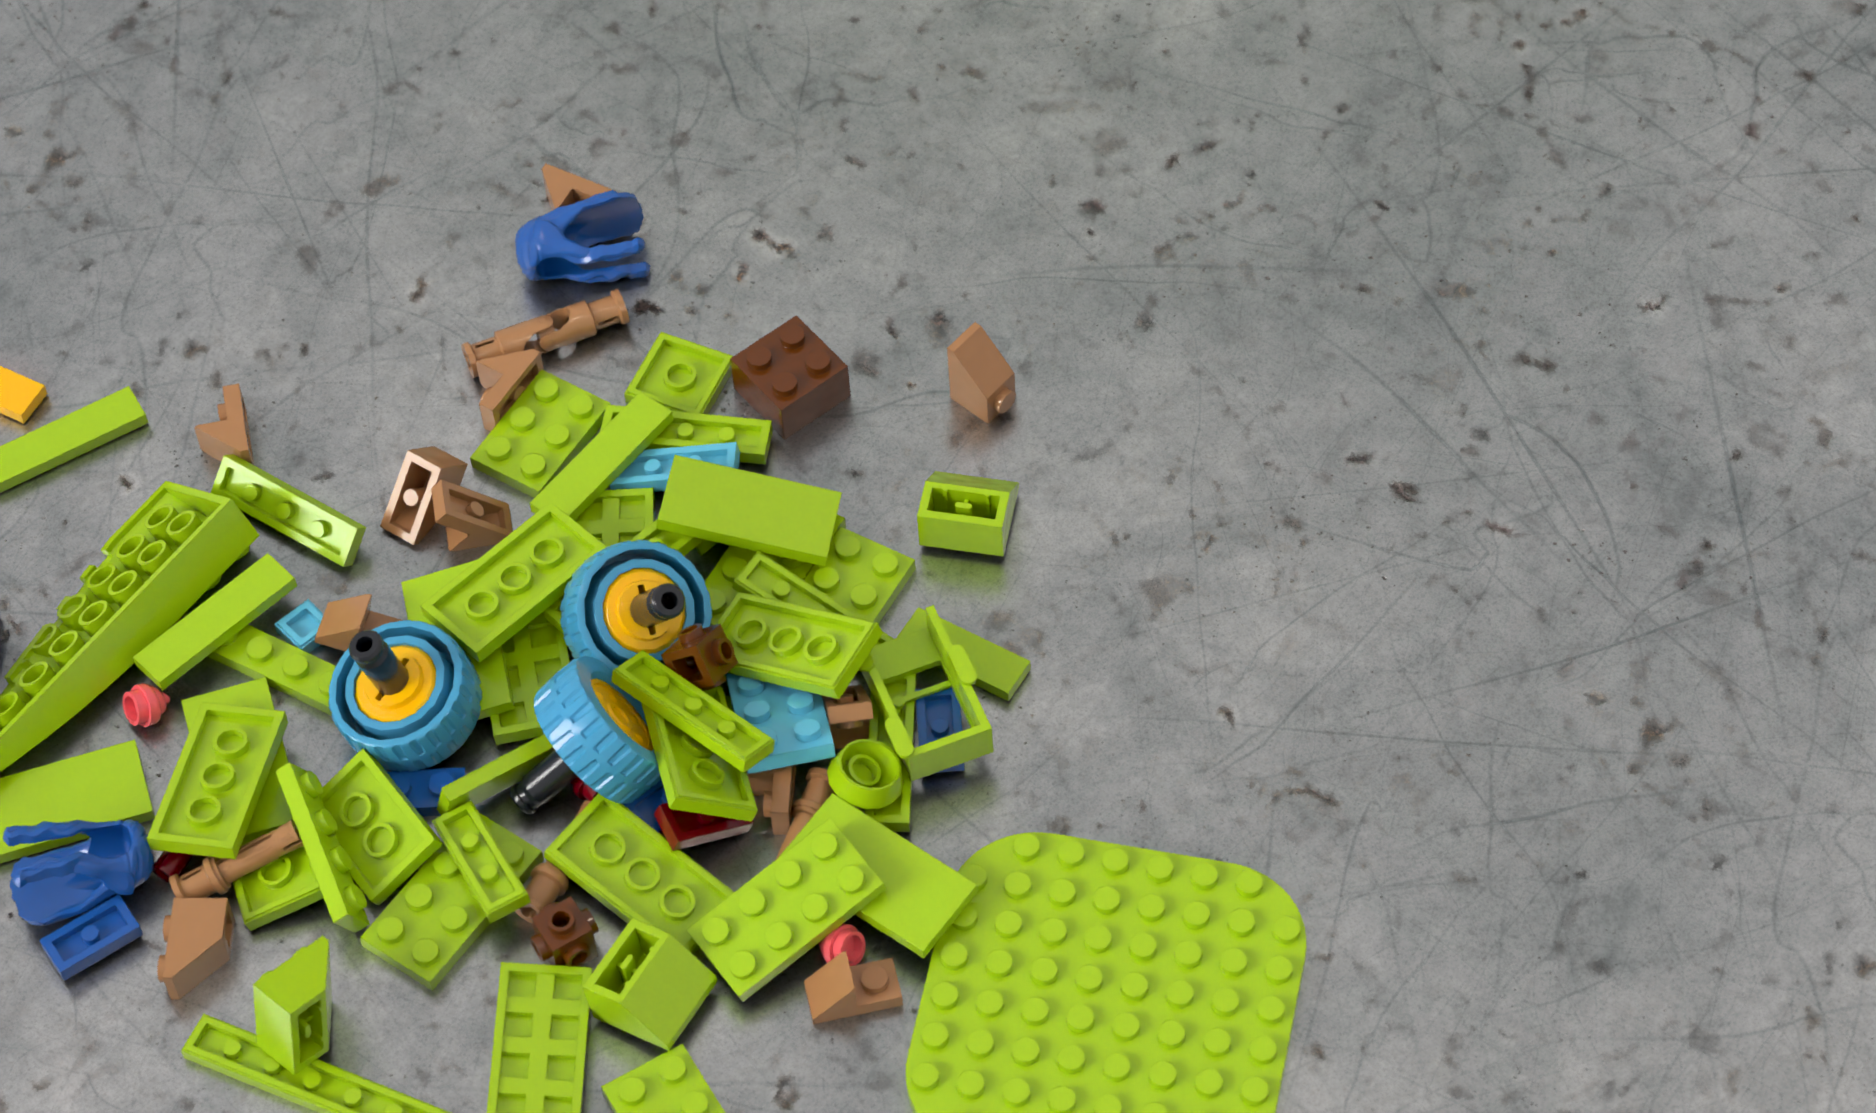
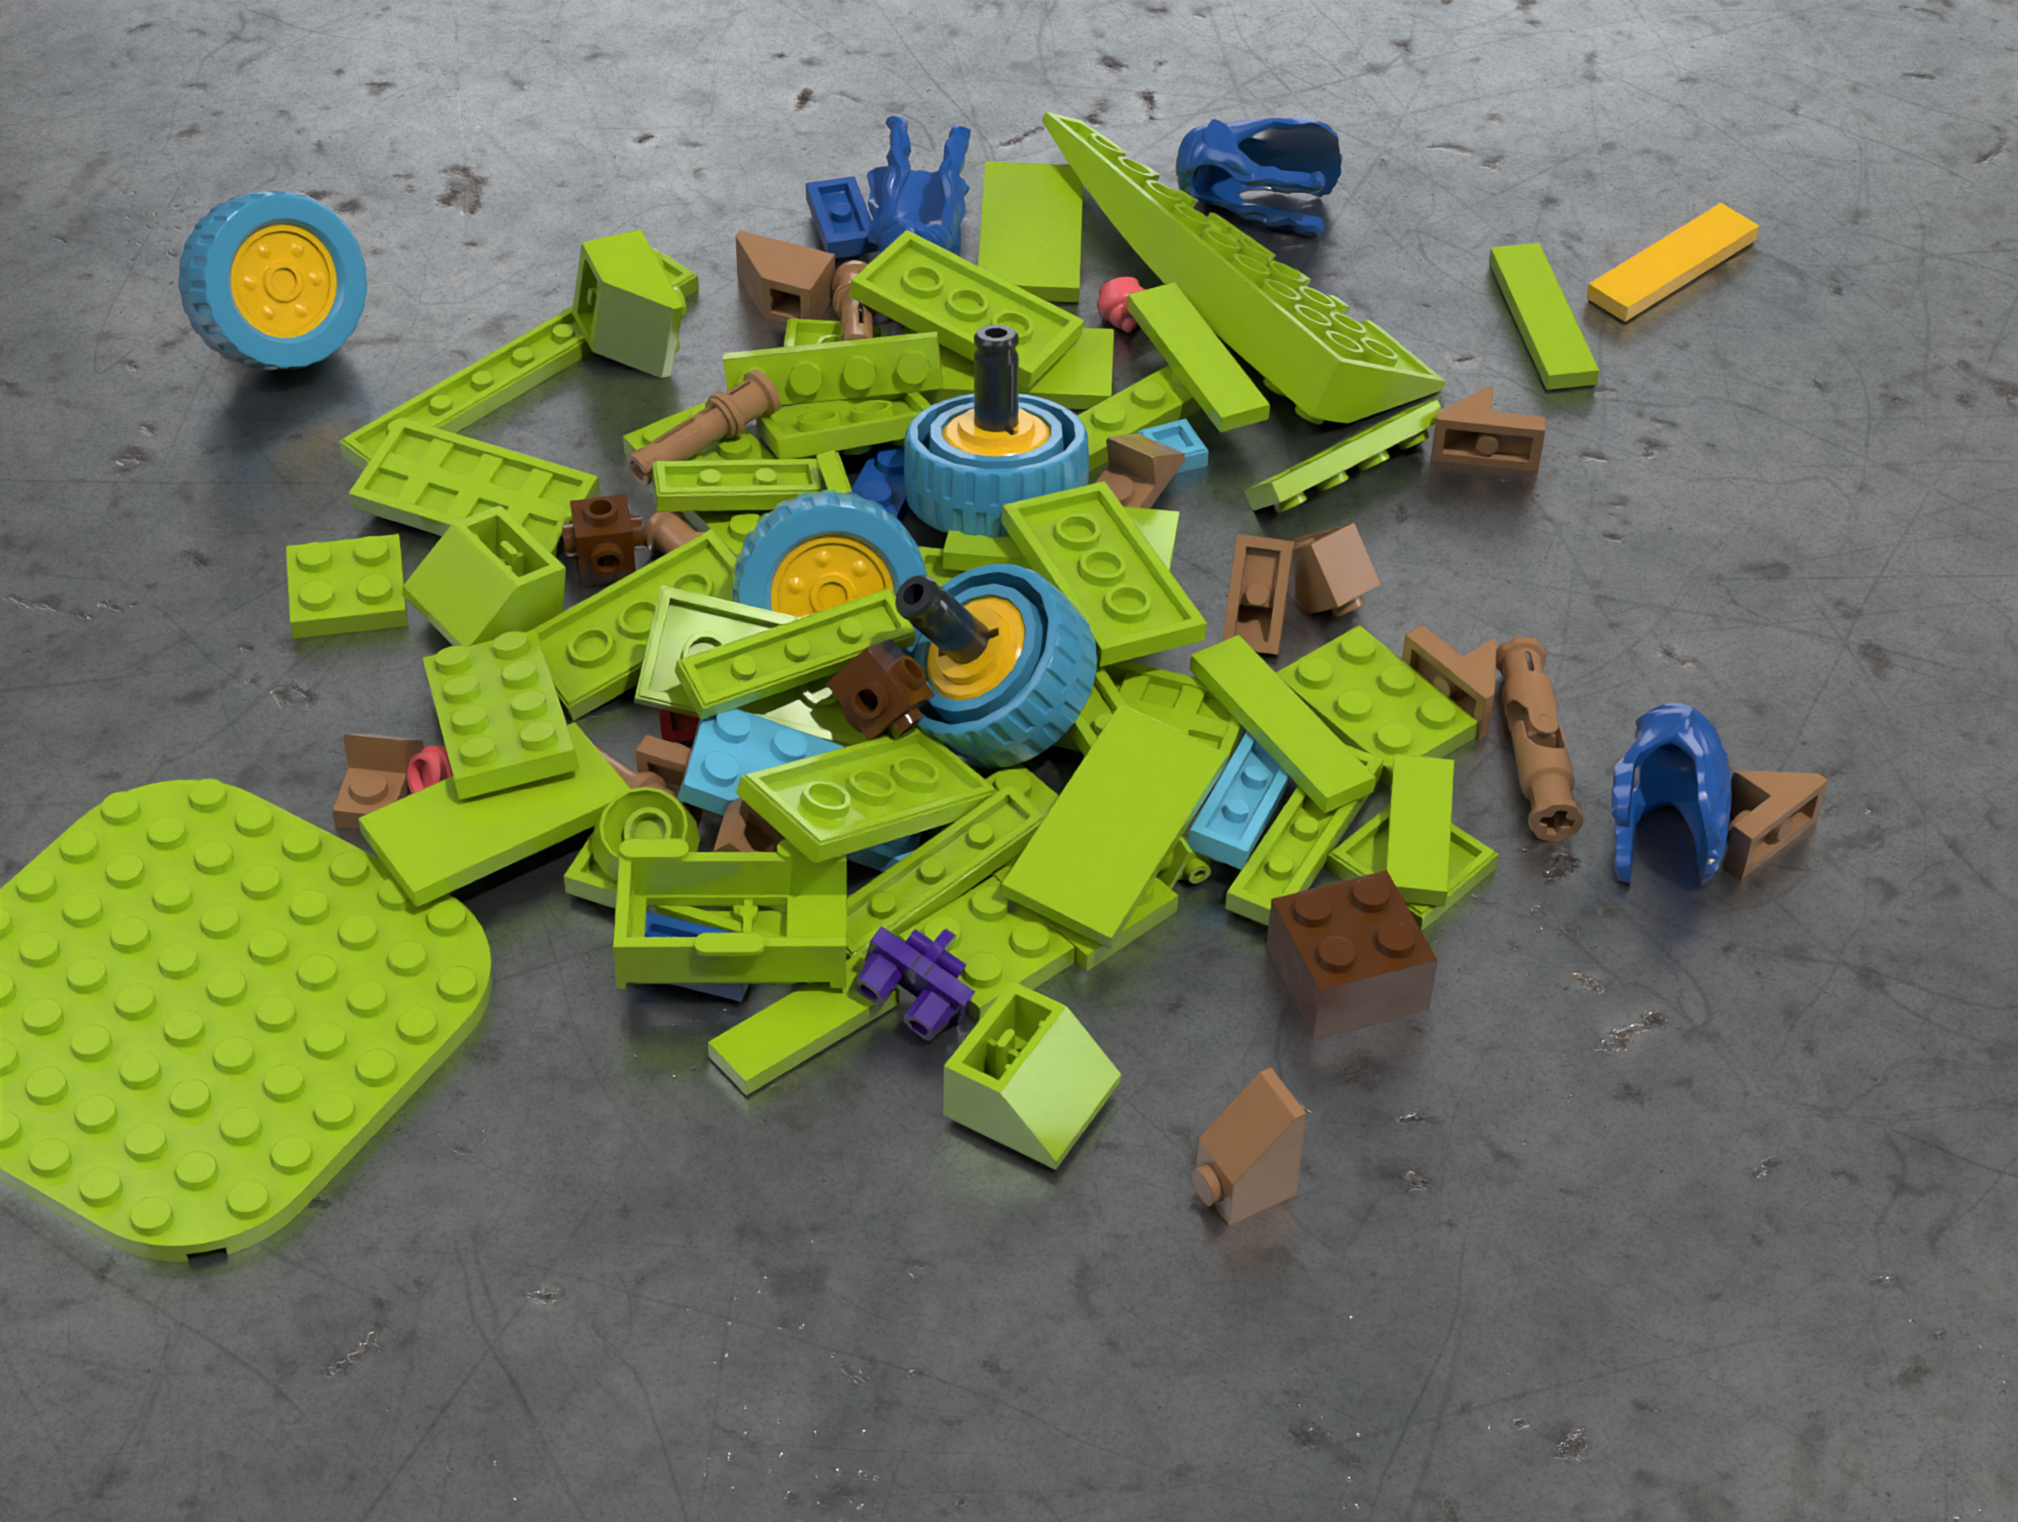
camera: 105 degrees right, 10 degrees down
(404, 899) = (722, 417): none -> medium nougat pin
(665, 368) = (1420, 828): none -> lime tile
(917, 588) = (923, 970): none -> dark purple hips

